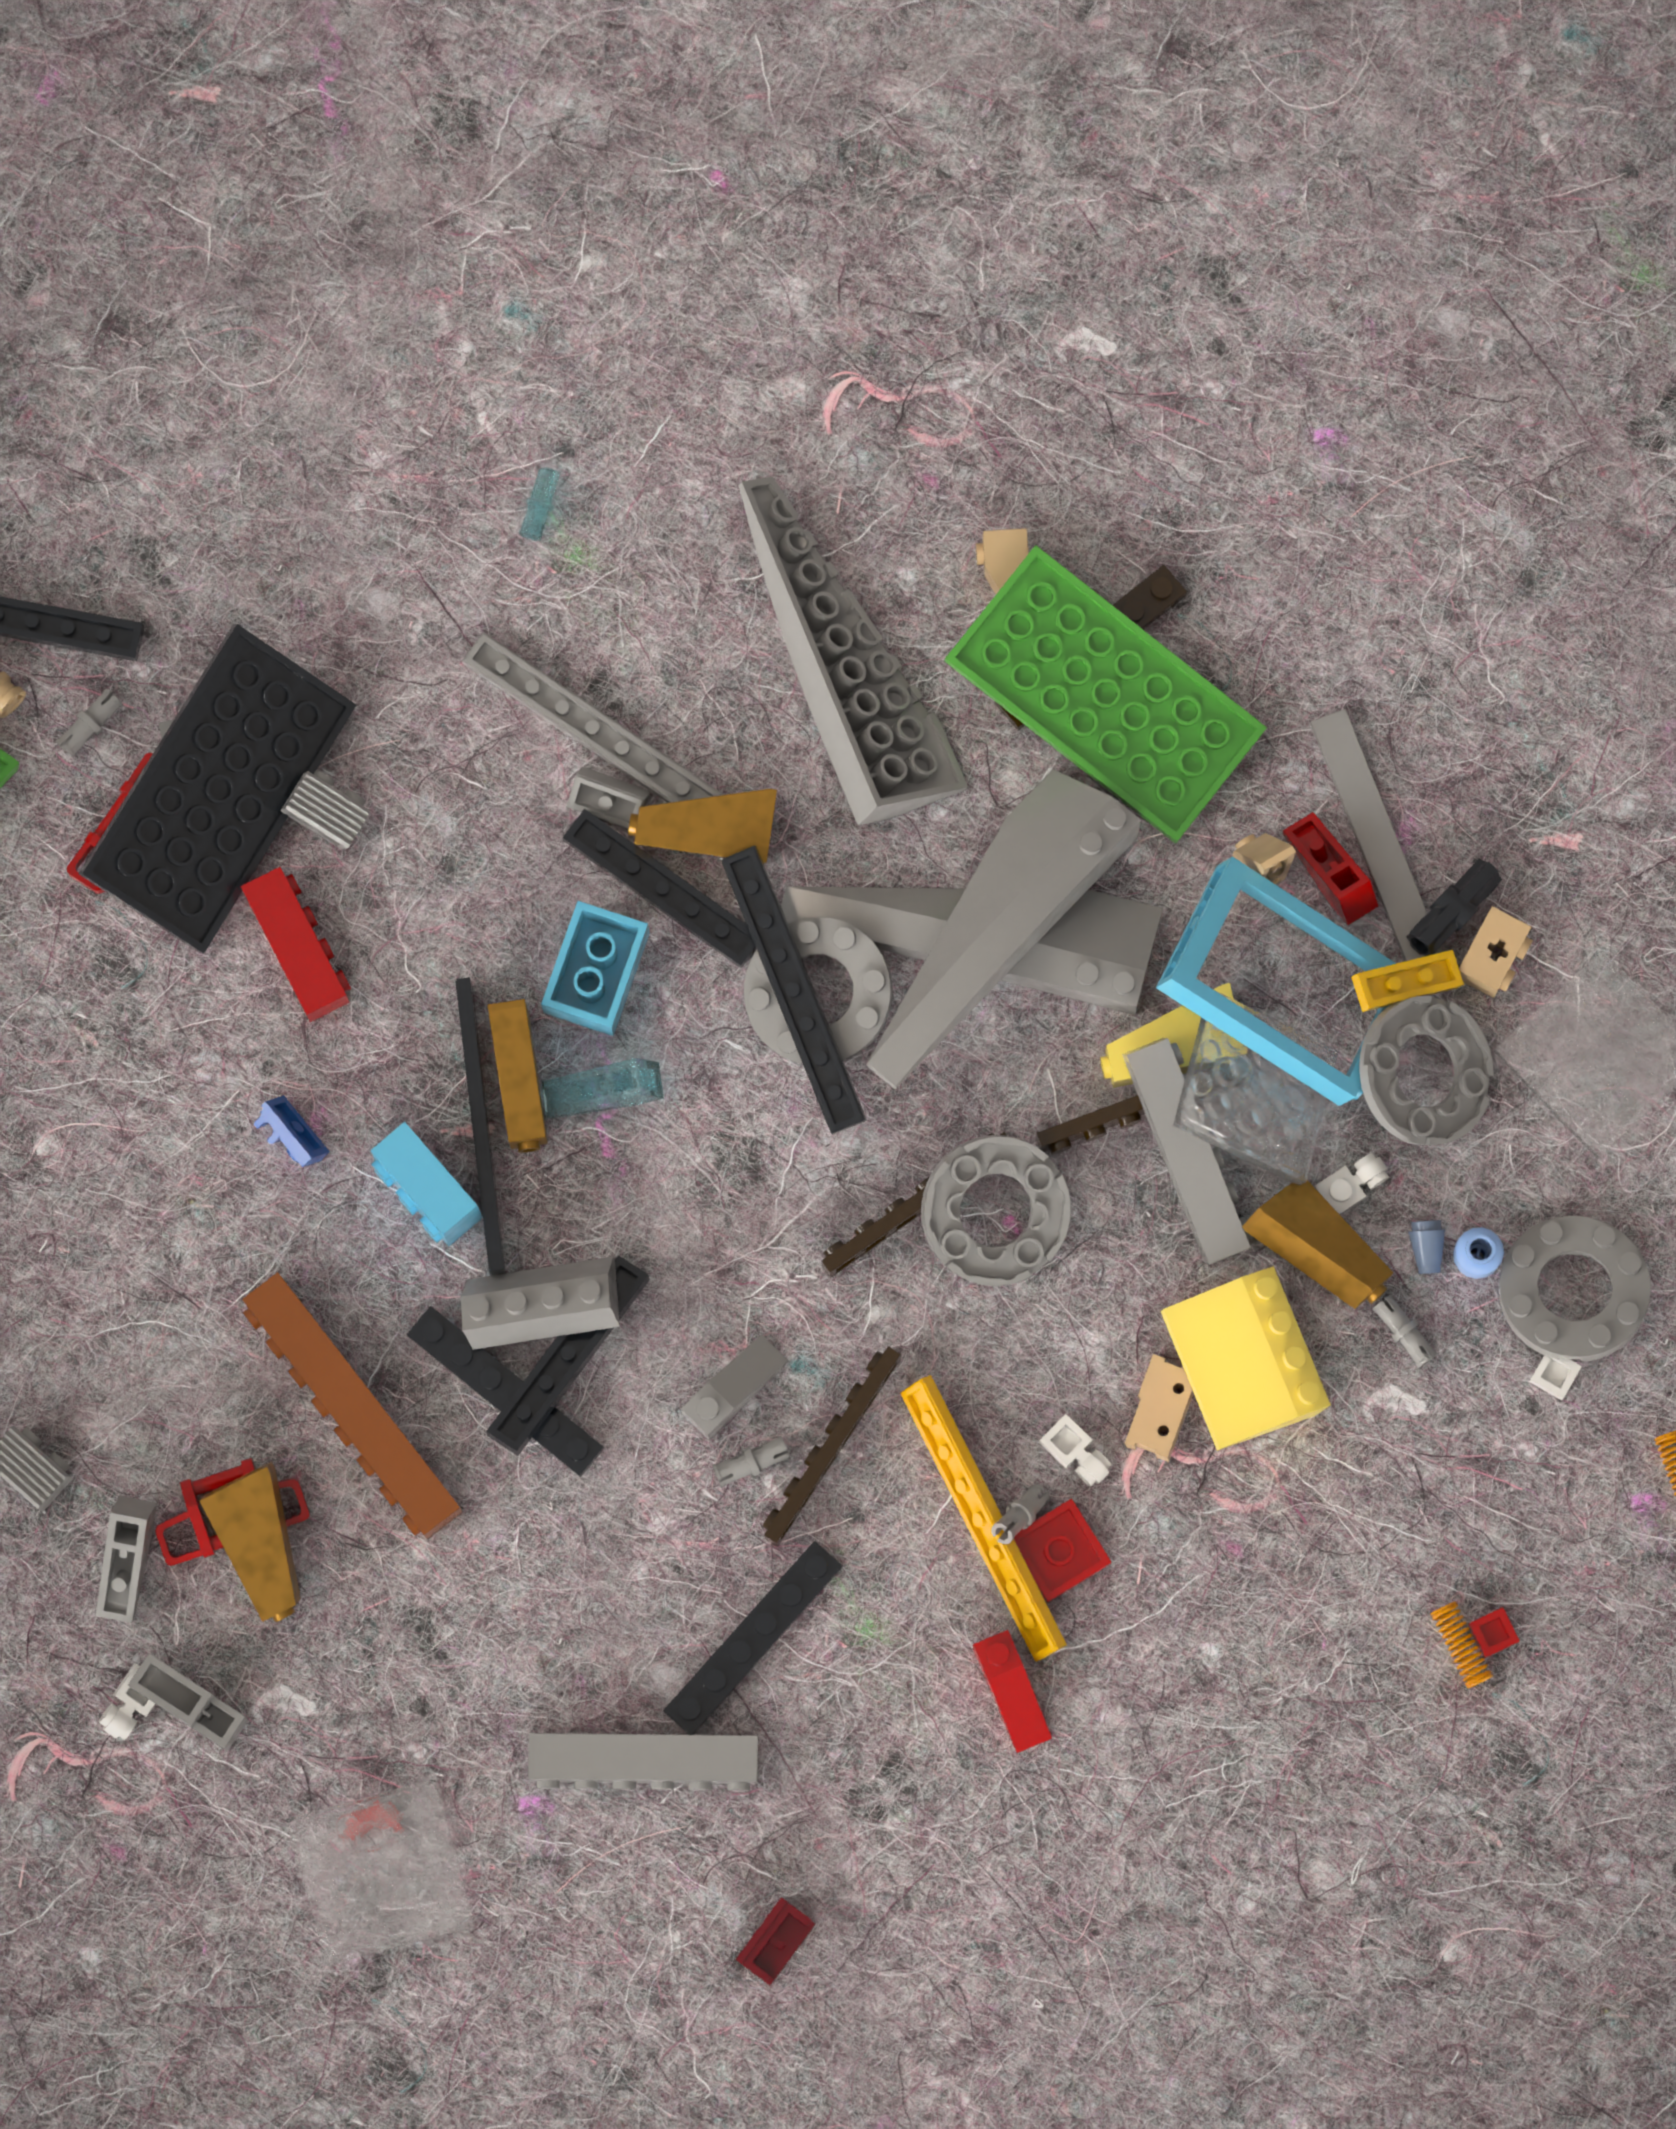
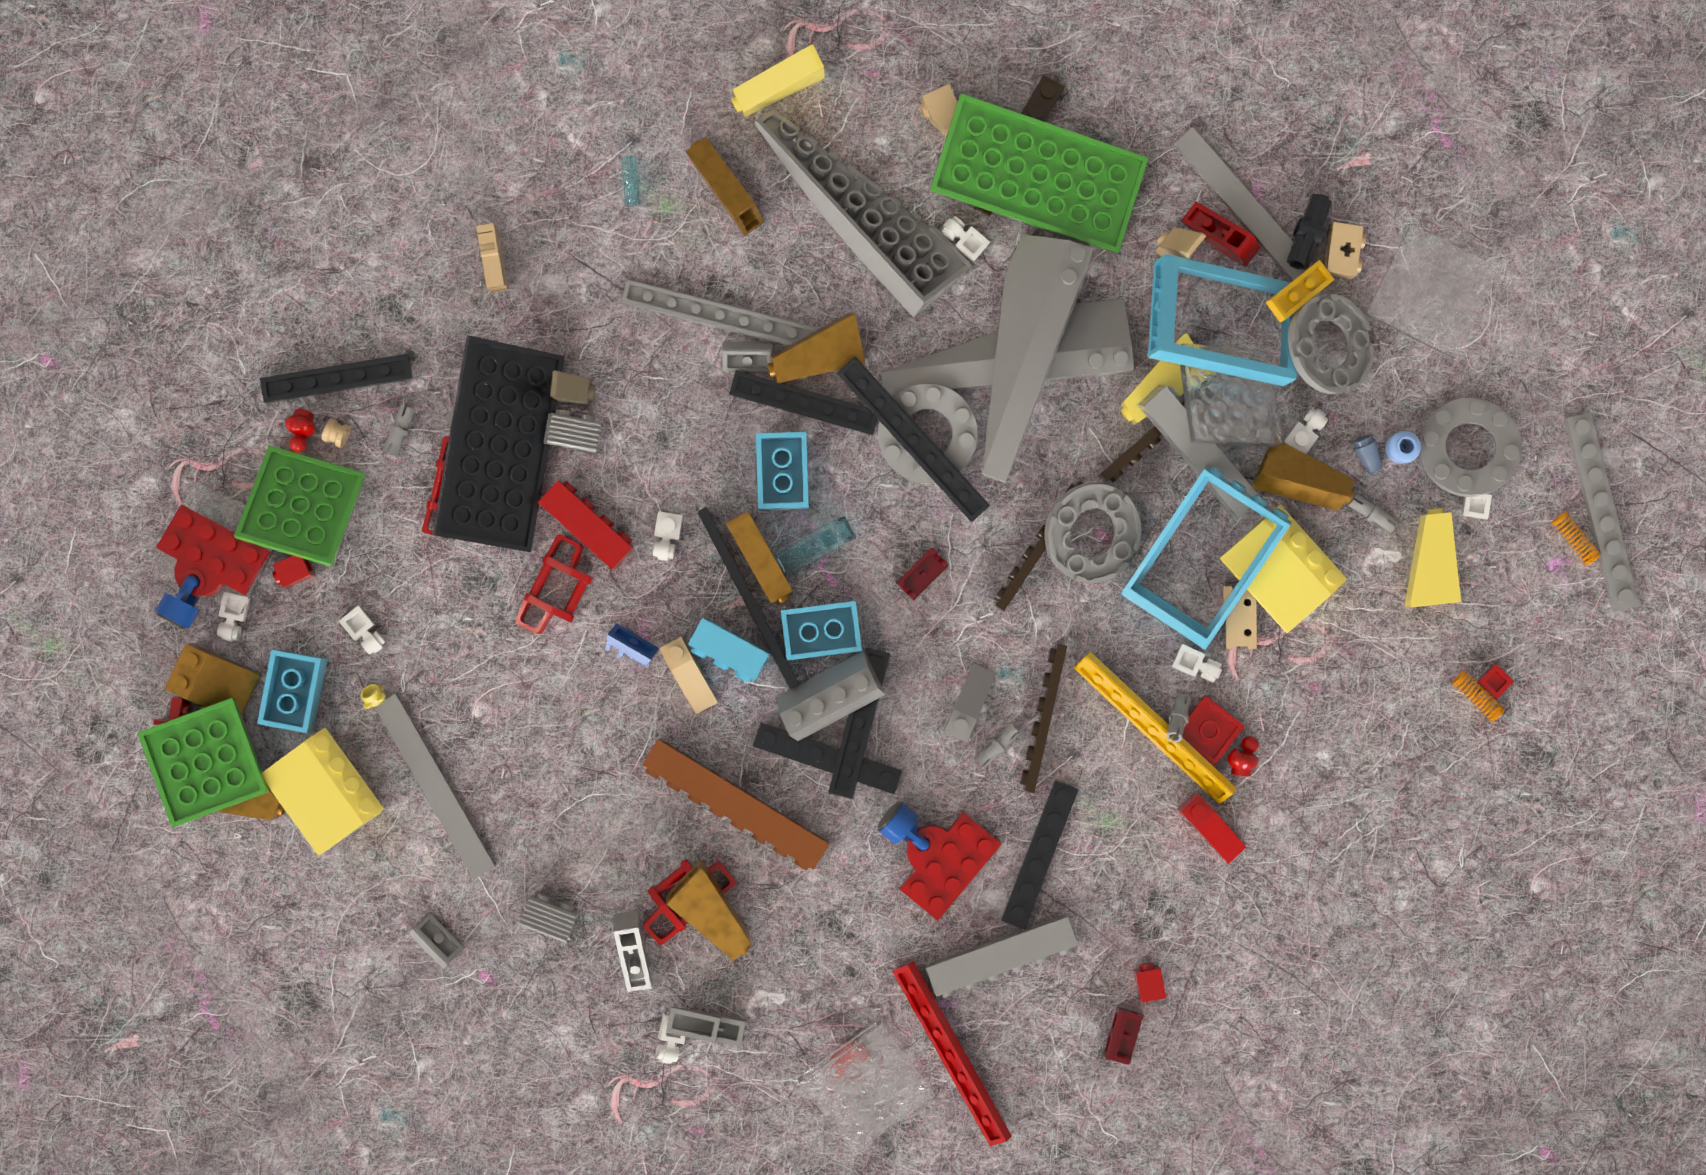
camera: 20 degrees left, 10 degrees up
(200, 1042) = (532, 596): none -> red bar
(310, 536) = (492, 257): none -> tan piece
(347, 749) = (572, 389): none -> dark tan slope
(356, 1201) = (688, 674): none -> tan slope
(407, 991) = (667, 527): none -> white plate
(520, 1874) = (952, 1053): none -> red plate
(564, 1207) = (821, 630): none -> medium azure brick
(610, 1590) = (940, 857): none -> red plate
(666, 556) = (725, 186): none -> pearl gold slope
(736, 1182) = (922, 574): none -> dark red hinge
(794, 443) = (779, 81): none -> light yellow slope
(840, 1877) = (1149, 982): none -> red brick
(976, 753) = (970, 242): none -> white plate
(1055, 1355) = (1172, 615): none -> medium azure window
(1093, 1614) = (1244, 762): none -> red animal
(1463, 1440) = (1434, 562): none -> light yellow slope

